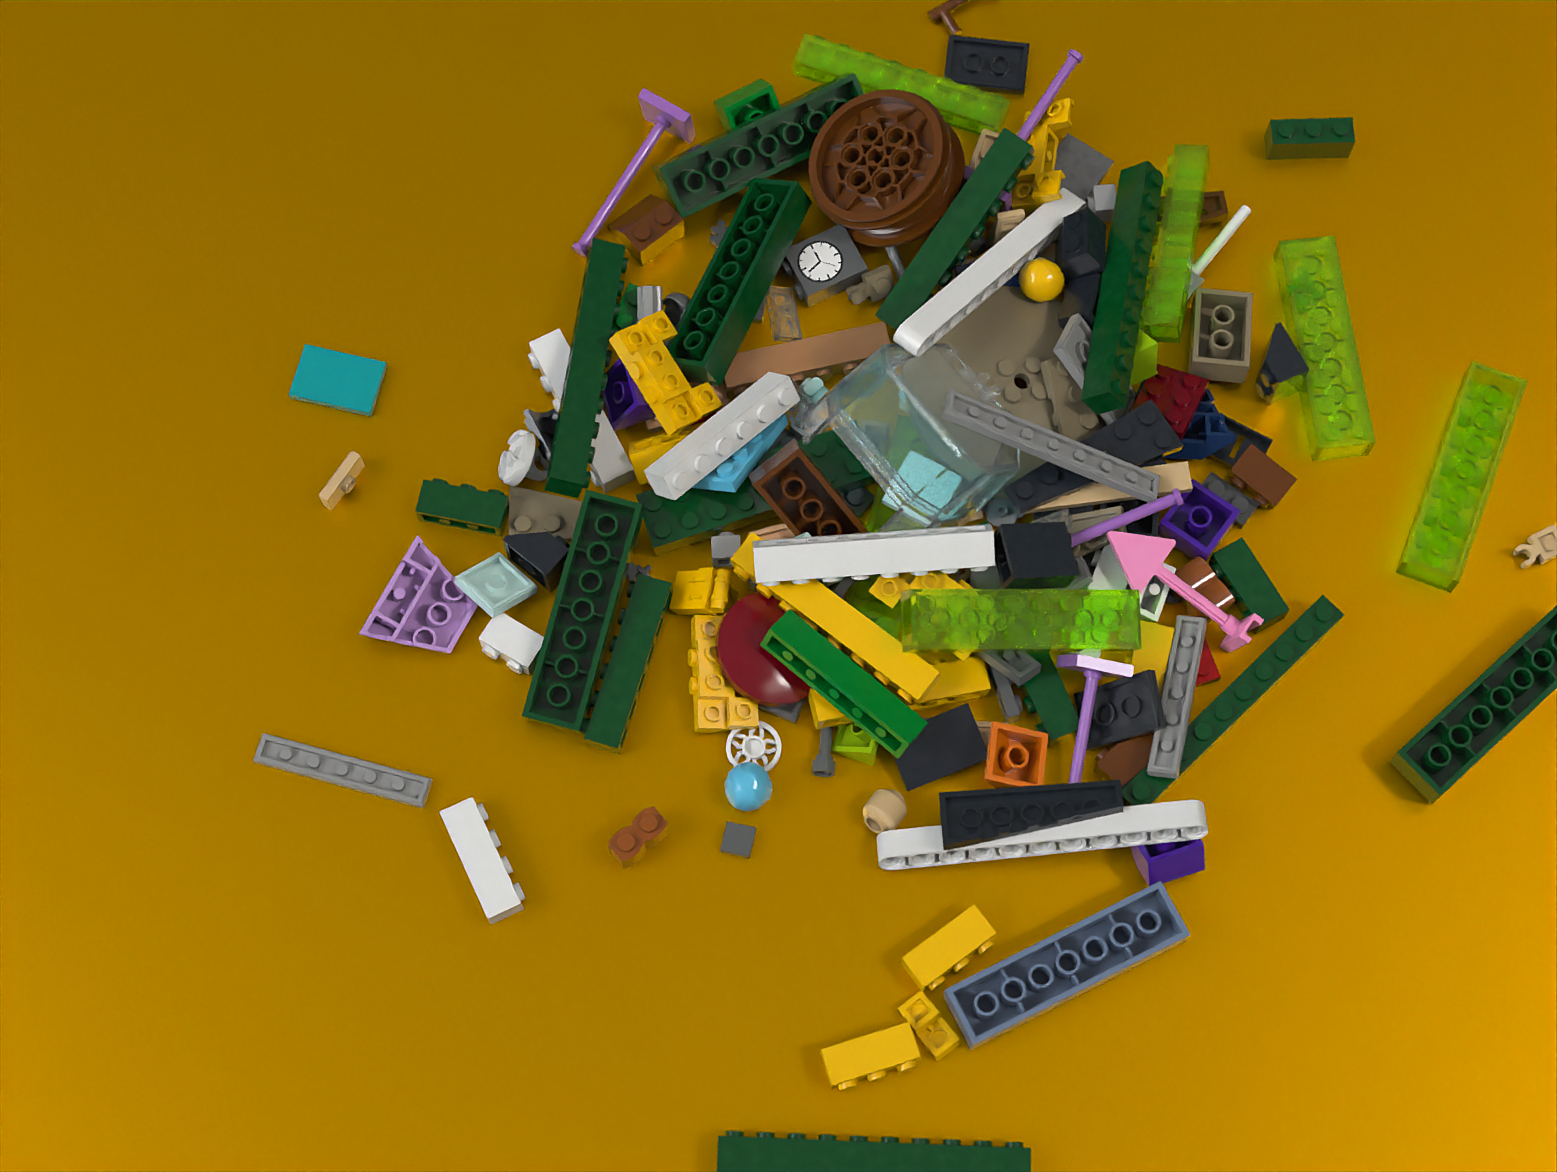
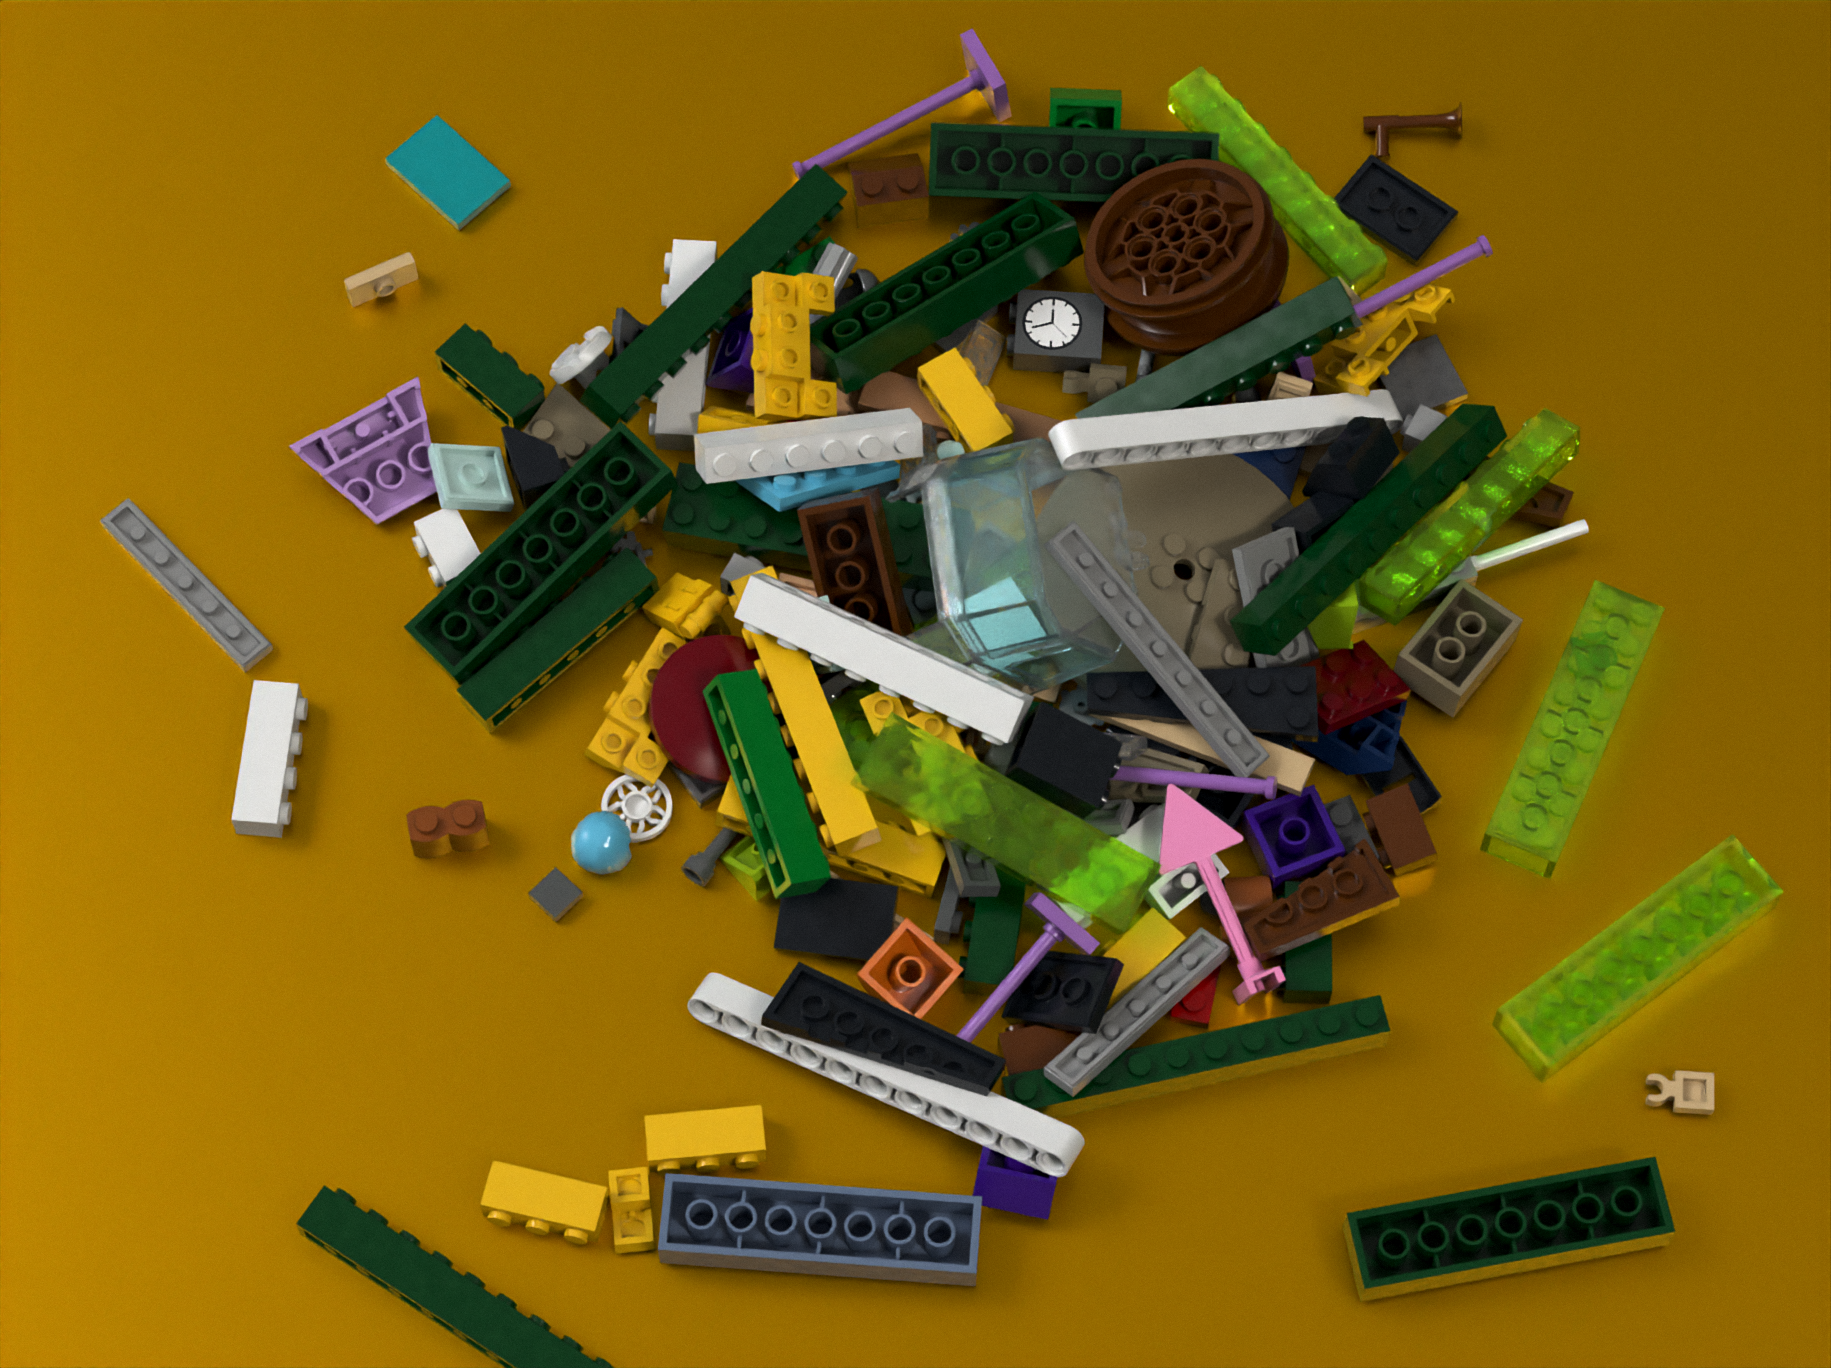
camera: 30 degrees right, 5 degrees down
(804, 350) = (963, 403): none -> yellow brick
(884, 810) = (733, 952): tan head -> none
(1041, 280) = (1283, 473): yellow hair -> none
(1254, 547) = (1336, 898): none -> reddish brown wing
(1281, 367) = (1499, 723): black slope -> none
(1309, 138) = (1715, 487): dark green brick -> none

